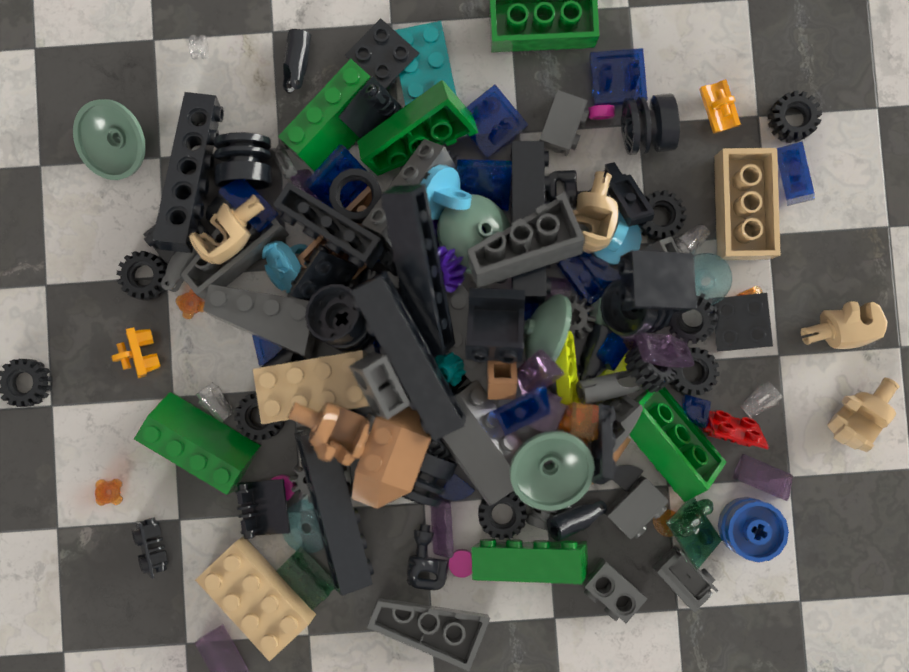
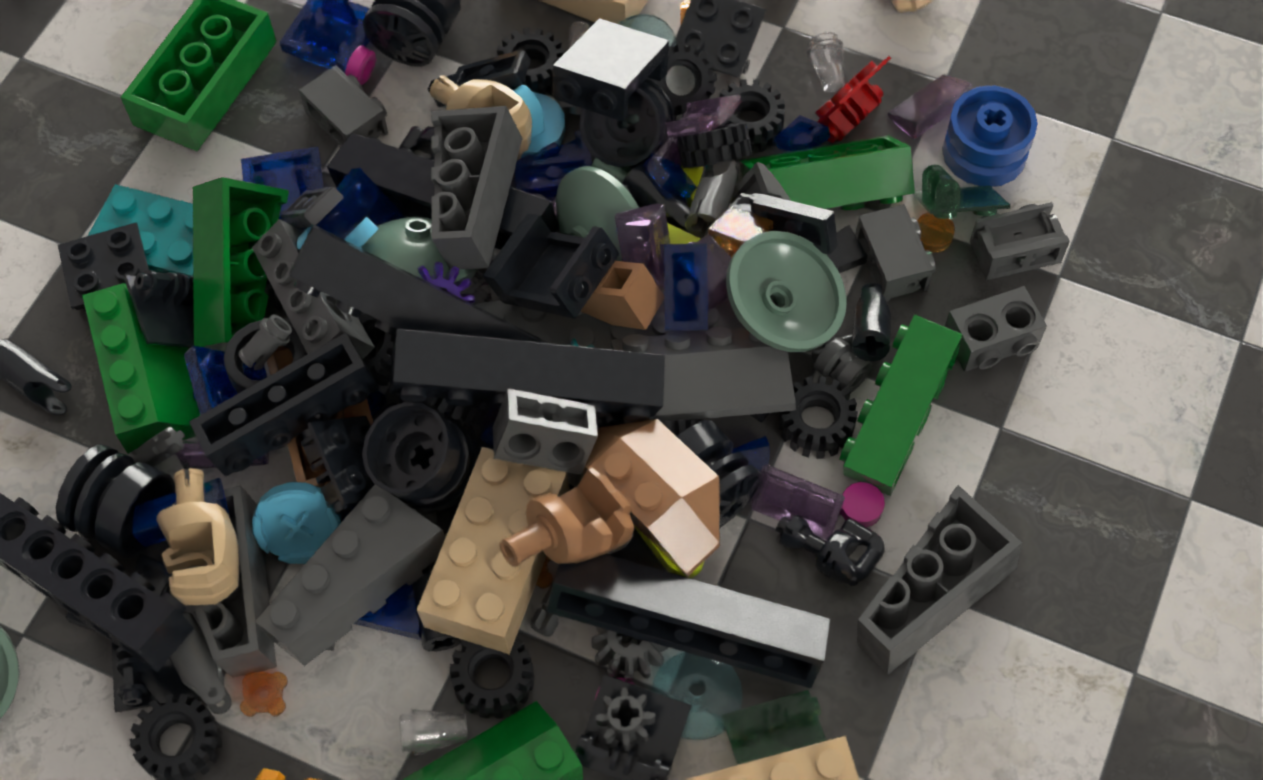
camera: 65 degrees left, 25 degrees down
(256, 498) = (638, 718): none -> dark grey gear
(365, 192) = (272, 333): none -> dark grey pin
(467, 157) = (311, 207): none -> dark grey tile

